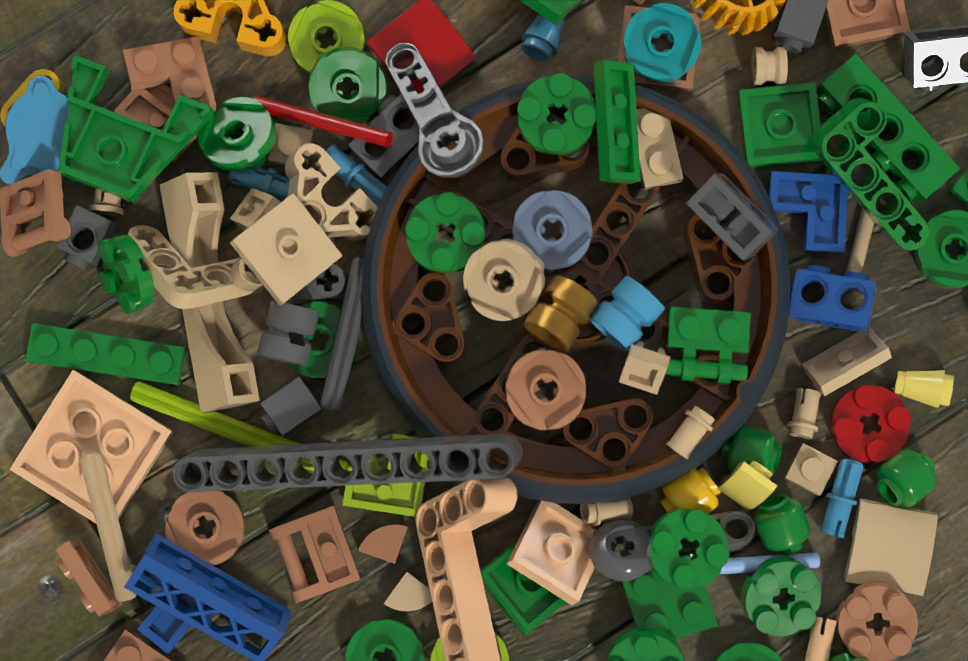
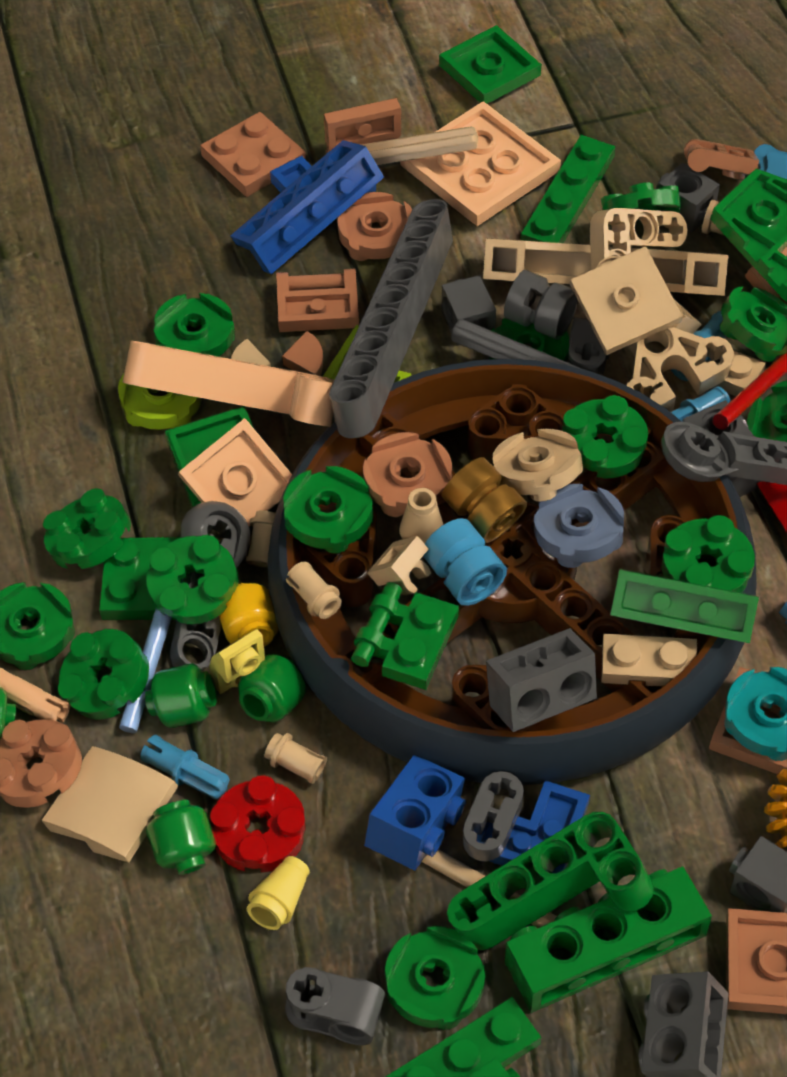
camera: 105 degrees right, 30 degrees down
(210, 421) = (473, 256): lime axle -> none
(590, 369) = (421, 515): none -> tan cone
(622, 435) = (334, 529): none -> green plate
(769, 66) = (720, 831): tan wheel -> none
(779, 124) = (653, 817): green plate -> none
(810, 469) = (231, 749): tan plate -> none
(821, 229) = (502, 819): none -> dark grey beam
(846, 361) = (339, 814): tan plate -> none

